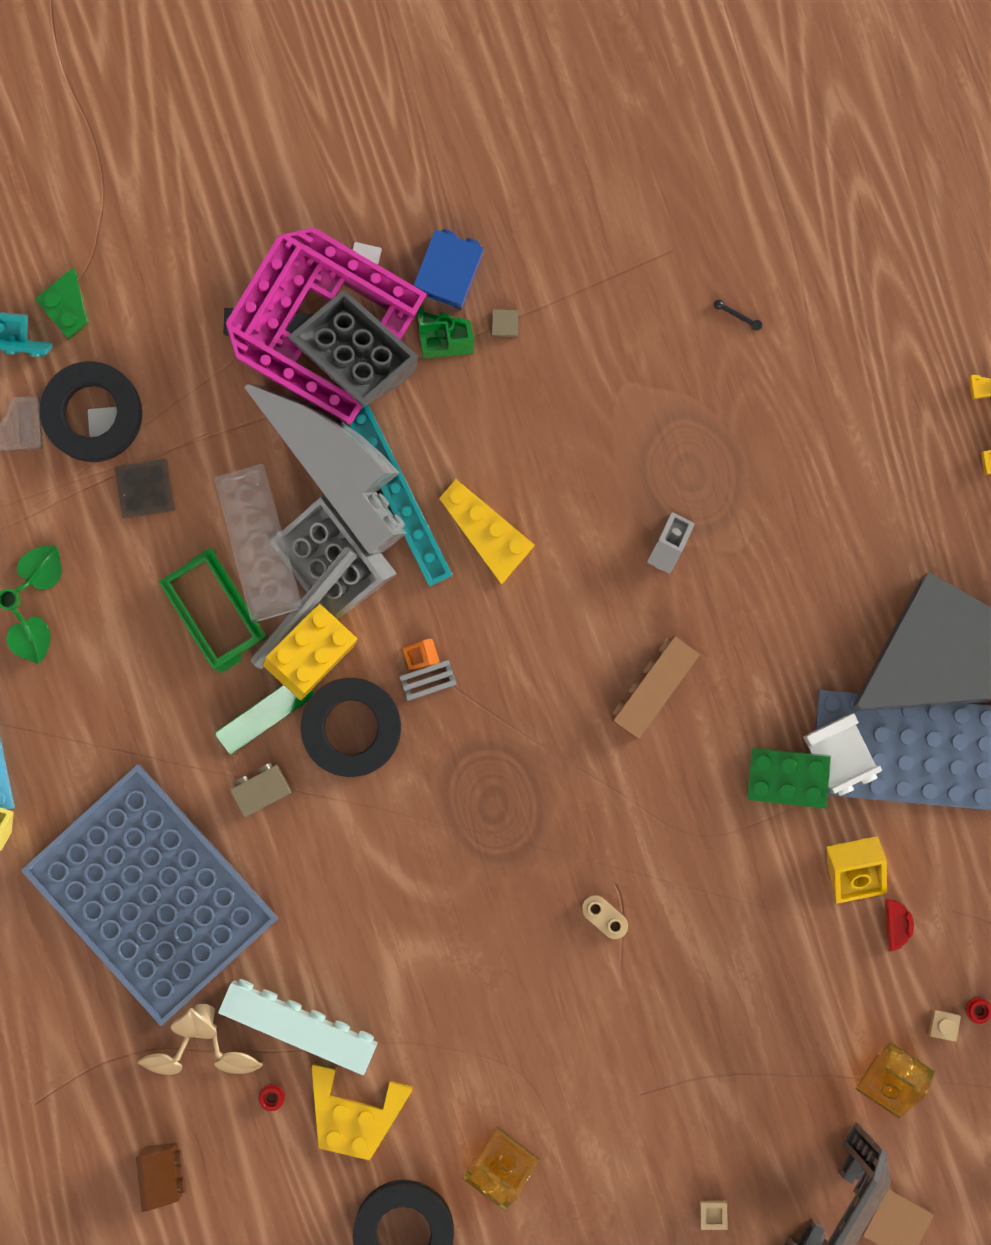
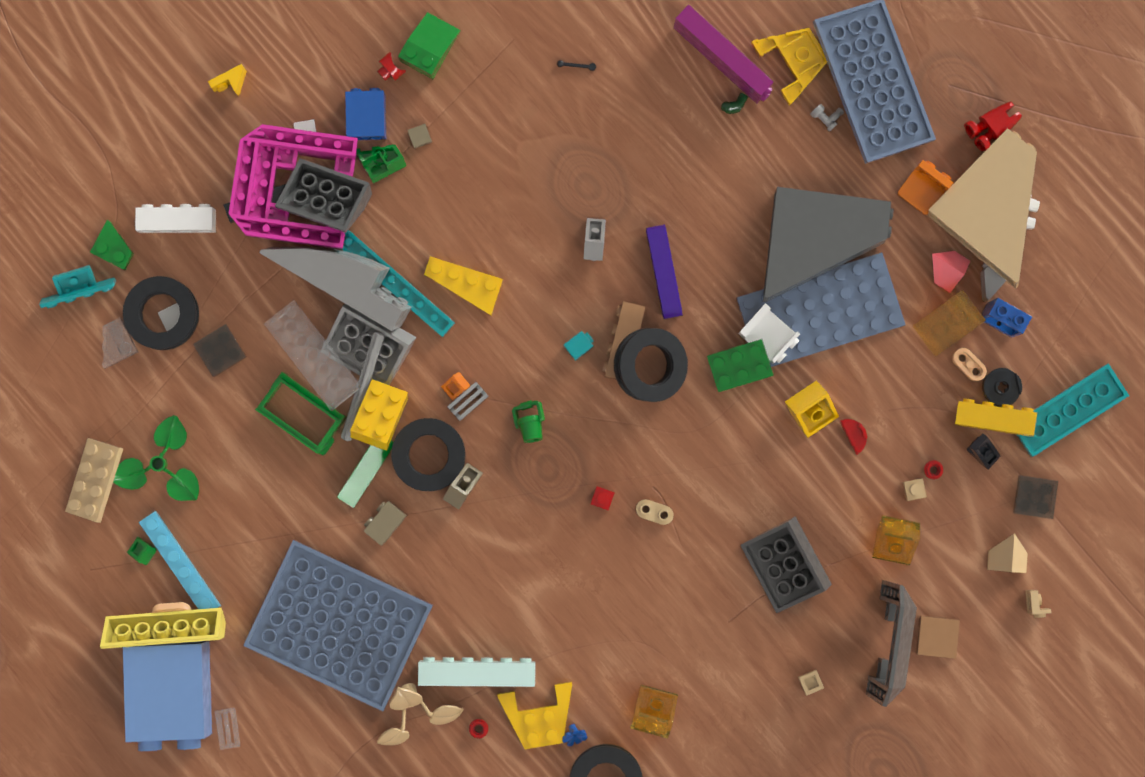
camera: 20 degrees left, 0 degrees up
(157, 302) = (175, 219): none -> white brick
(302, 153) = (234, 77): none -> yellow slope
(377, 784) = (462, 486): none -> dark tan slope
(388, 1157) = (574, 735): none -> blue plant
(494, 744) = (530, 425): none -> green piece
(501, 223) = (389, 69): none -> red piece
(546, 872) = (602, 498): none -> red plate
(563, 214) = (428, 45): none -> green slope
(596, 668) = (579, 345): none -> teal brick
(707, 745) = (675, 369): none -> black tyre
(741, 619) = (664, 271): none -> dark purple beam
(743, 1053) = (786, 565): none -> dark grey slope
(915, 448) = (735, 106): none -> dark green arm
(929, 377) = (723, 54): none -> magenta brick

